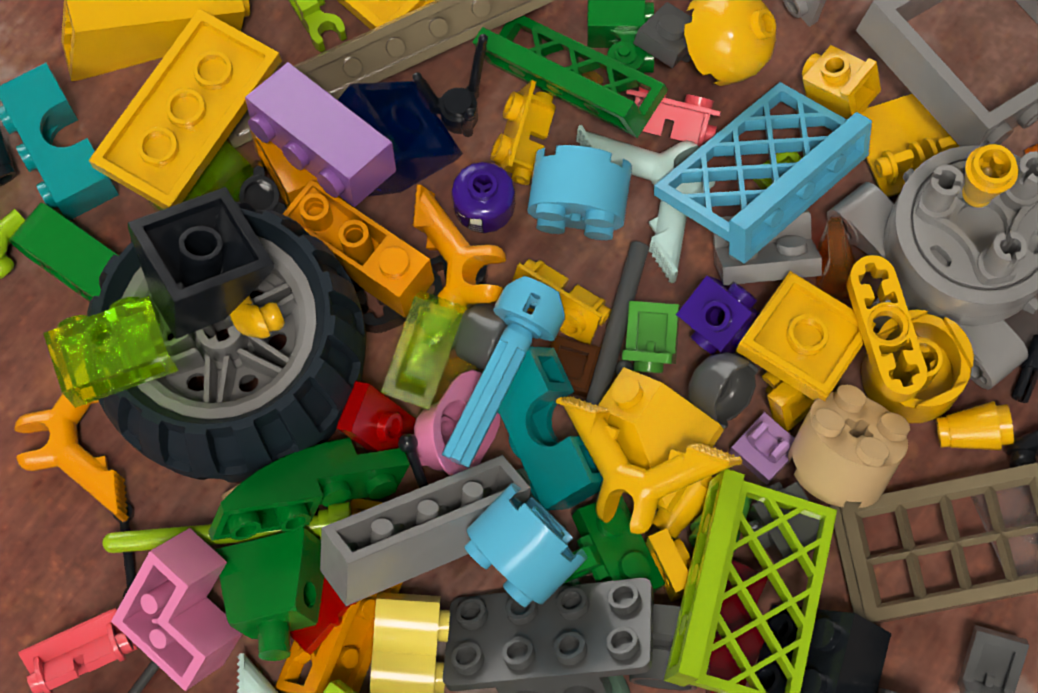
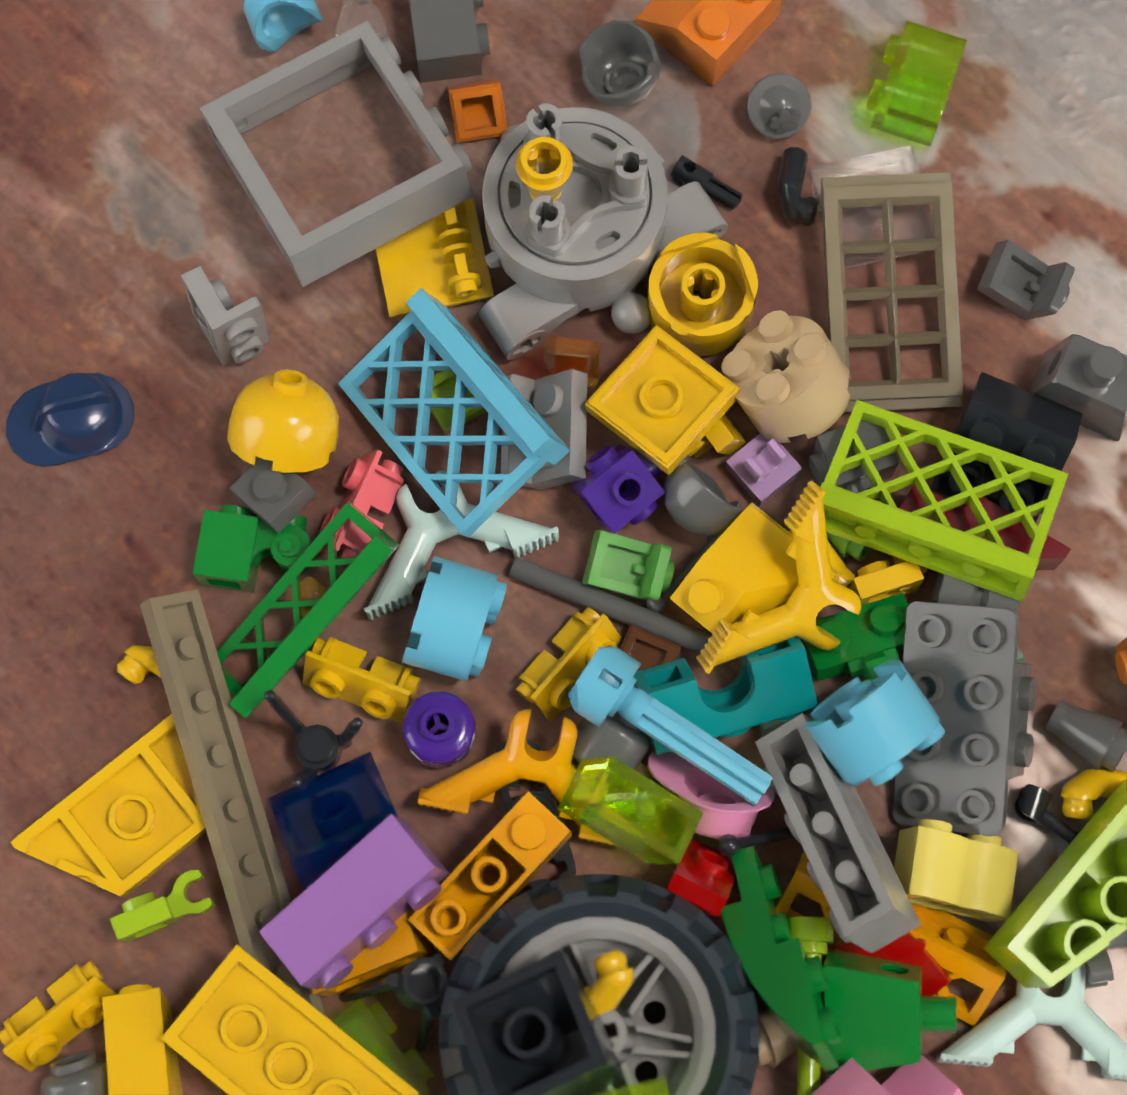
camera: 85 degrees left, 5 degrees up
(841, 81) = (372, 317): yellow brick -> none
(889, 289) = (629, 301): yellow beam -> none
(977, 428) = (769, 246): yellow cone -> none

